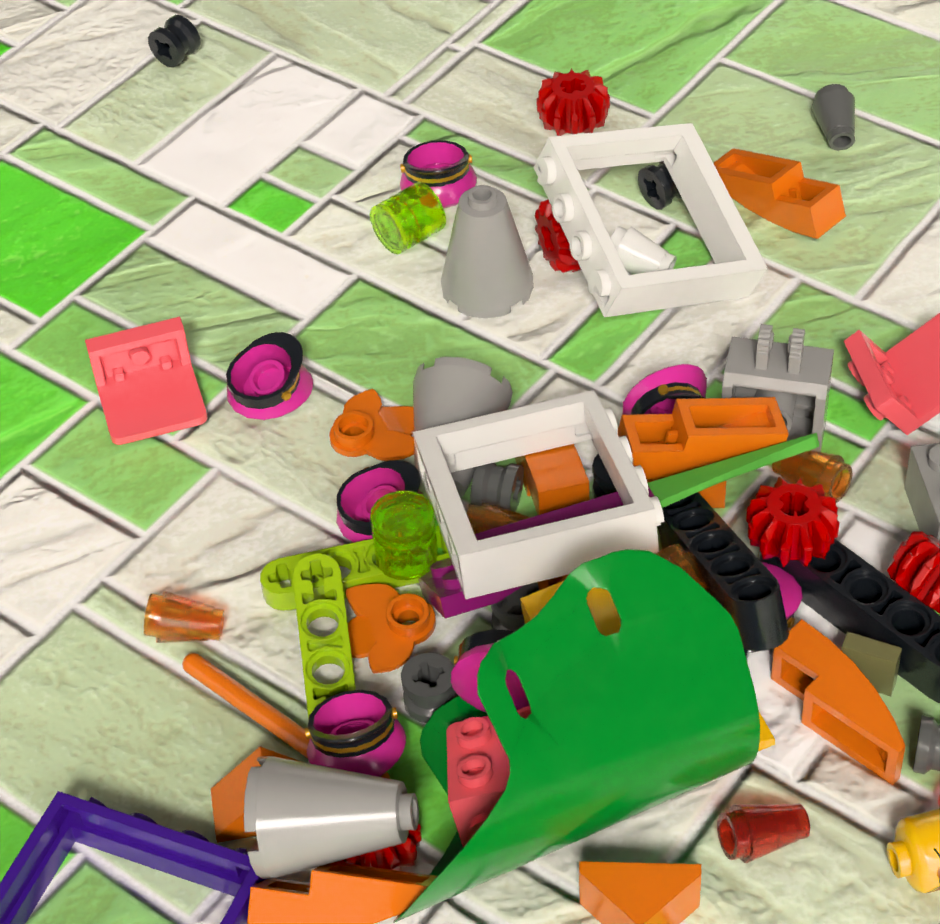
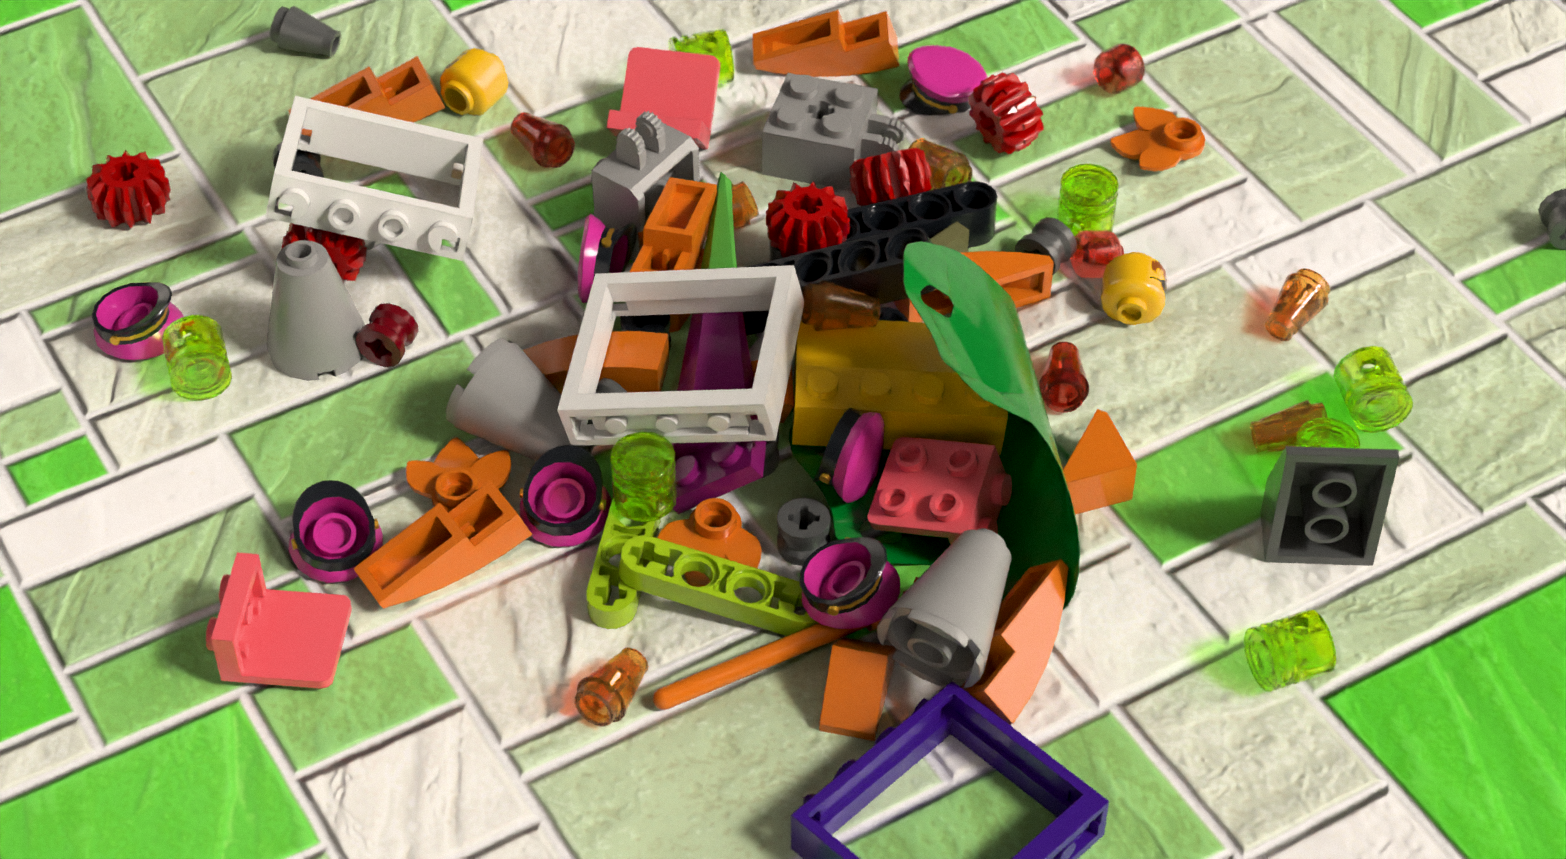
camera: 70 degrees left, 0 degrees up
(287, 449) = (443, 547): none -> orange slope
(504, 314) = (387, 335): none -> dark red wheel
(818, 313) = (543, 139): none -> clear red cone
(856, 240) = (473, 82): none -> yellow head

